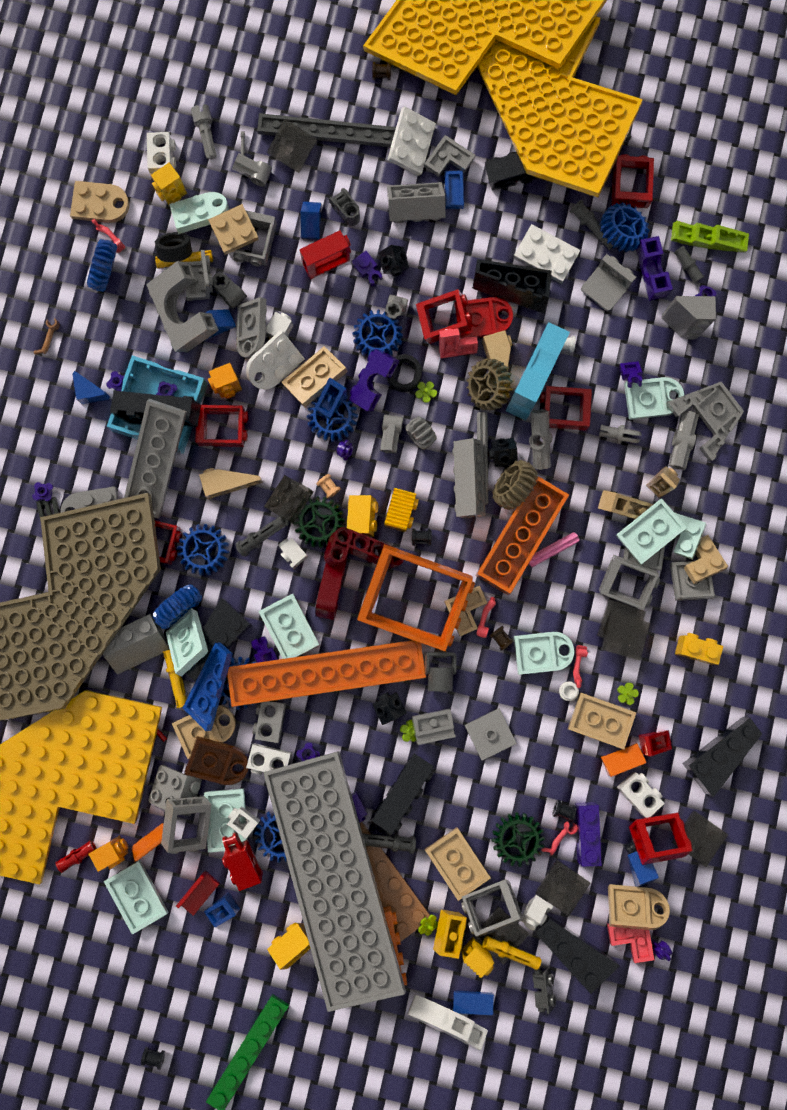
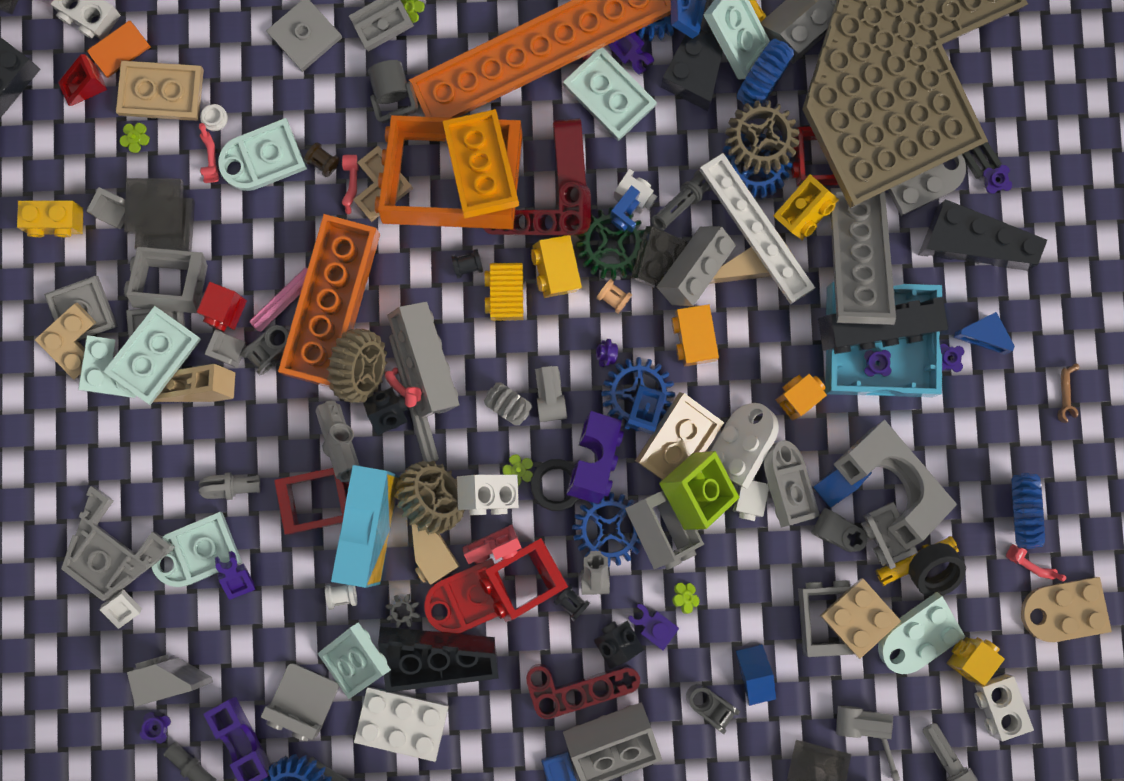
camera: 165 degrees right, 0 degrees up
(74, 455) = (977, 238): none -> black wedge
(180, 505) = (806, 208): none -> yellow brick
(188, 566) = (771, 142): none -> dark tan gear
(201, 430) = (810, 319): red window -> none
(218, 499) = (757, 228): none -> white plate
(267, 487) = (696, 266): none -> light grey brick
(281, 442) = (695, 335): none -> light orange brick
(301, 539) = (627, 204): none -> blue bracket
(311, 337) = (699, 490): none -> lime brick
(325, 254) = (718, 621): red window -> none
(330, 323) = (653, 536): none -> light grey window
(341, 279) = (685, 597): none -> lime plant
(389, 707) = (445, 26): black brick -> none
(394, 591) = (480, 163): none -> light orange plate
(415, 294) = (574, 611): none -> black bush
(423, 243) = (584, 685): none -> dark red beam
(451, 377) = (487, 492): none -> white brick
(483, 454) = (411, 394): none -> coral piece
(530, 325) = (396, 614): none -> dark grey gear
(567, 294) = (354, 660): none -> light aqua plate
(574, 516) = (266, 349): none -> dark grey piece
(596, 551) = (221, 307): none -> red piece
(600, 525) = (225, 348): none -> light grey panel
(656, 645) = (108, 208): none -> light grey panel
(663, 482) = (148, 432): tan slope -> none
(683, 440) = (137, 502): light grey piece -> none
(710, 375) = (120, 609): none -> white plate

